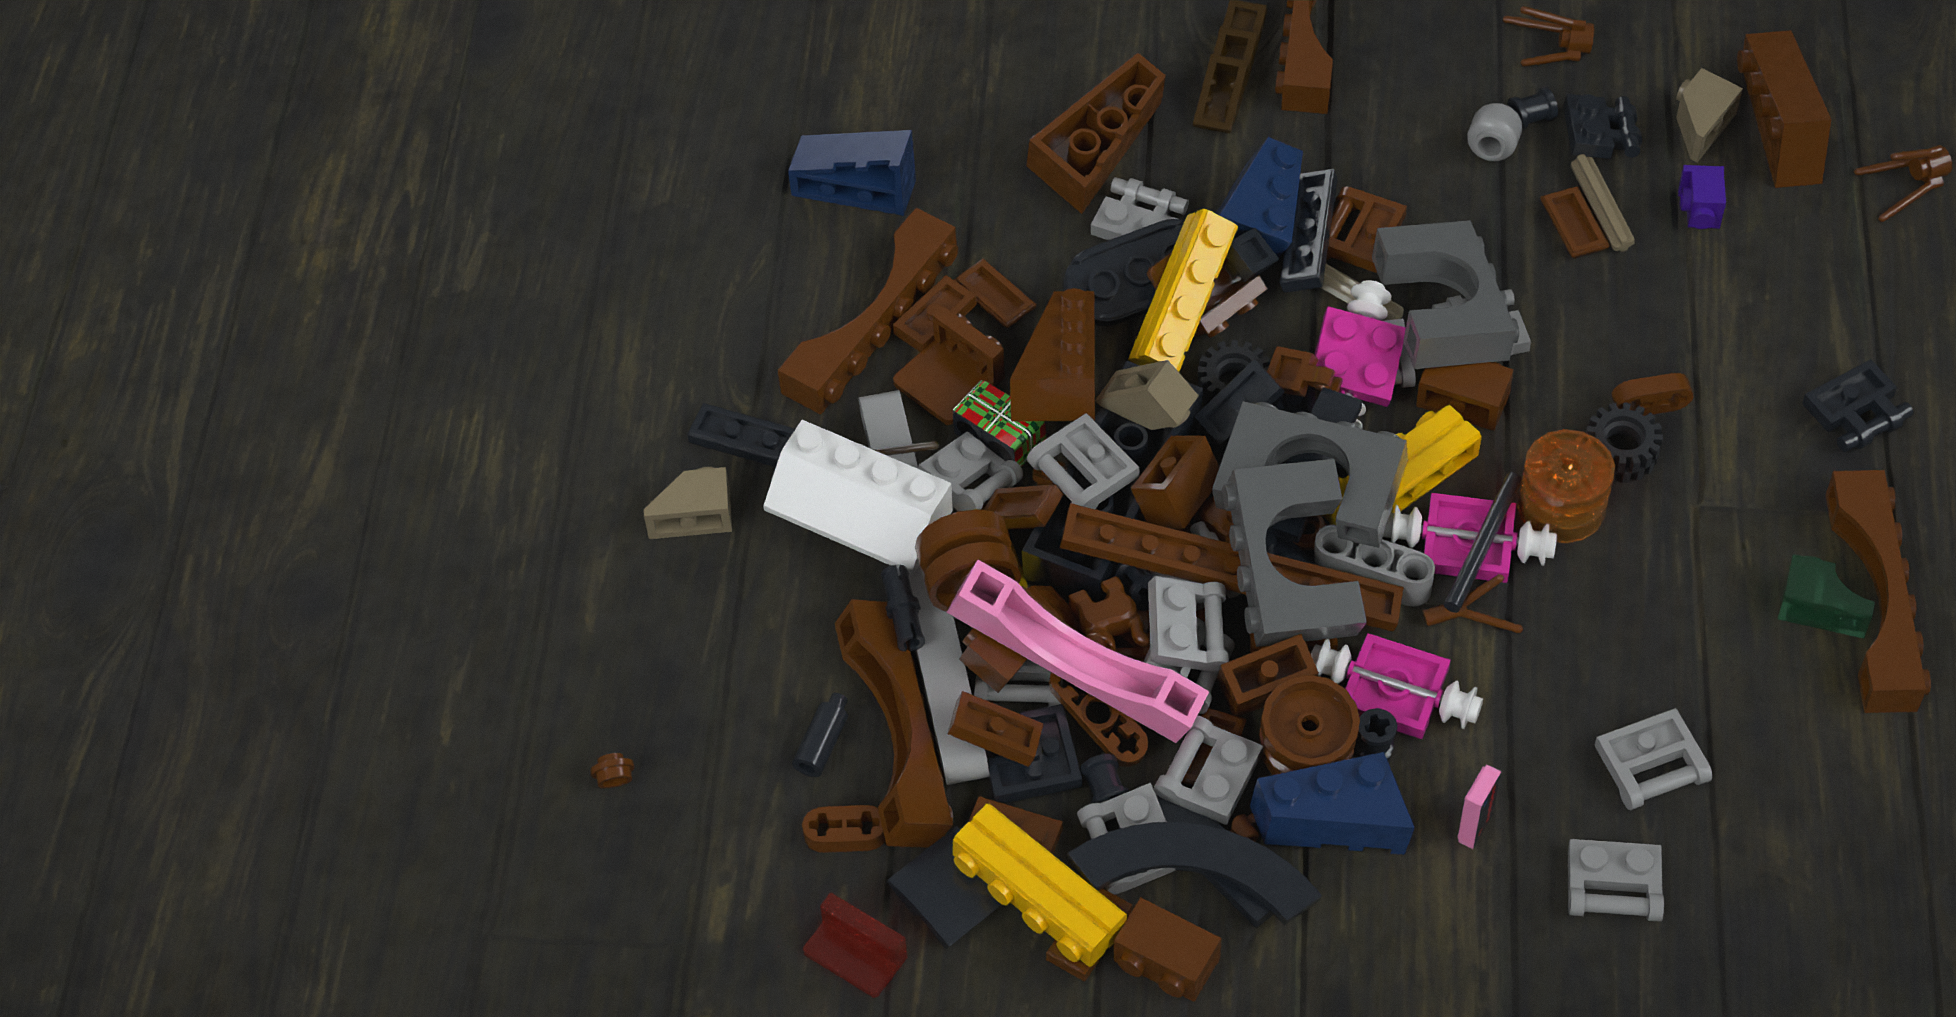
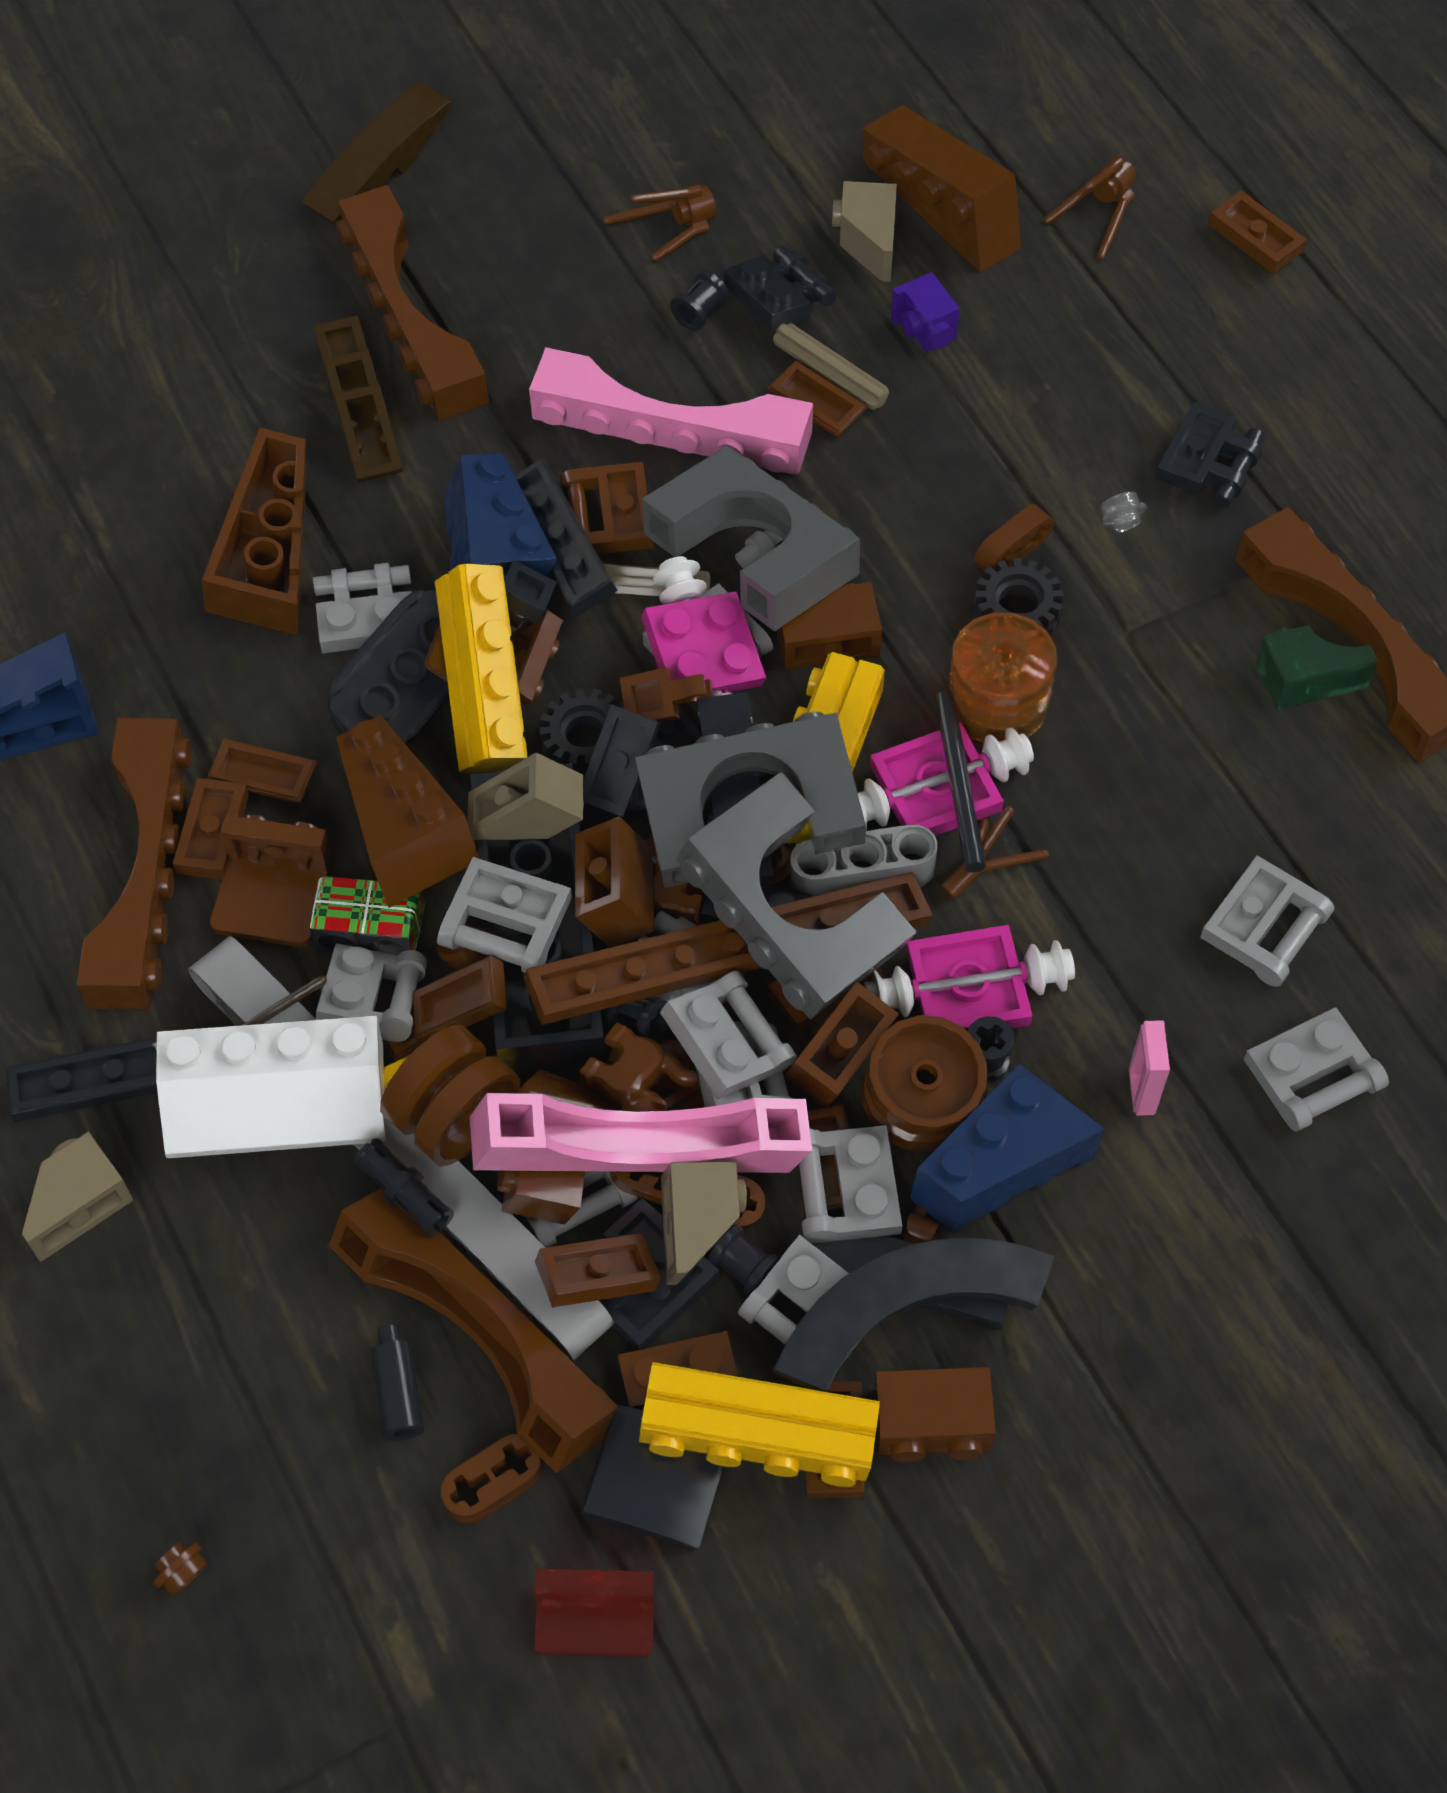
camera: 35 degrees left, 5 degrees up
(1088, 729) = (698, 1209): none -> dark tan slope
(1494, 132) = (679, 342): light grey head -> none
(1510, 225) = (579, 395): none -> bright pink arch
(1755, 414) = (1123, 511): none -> clear plate

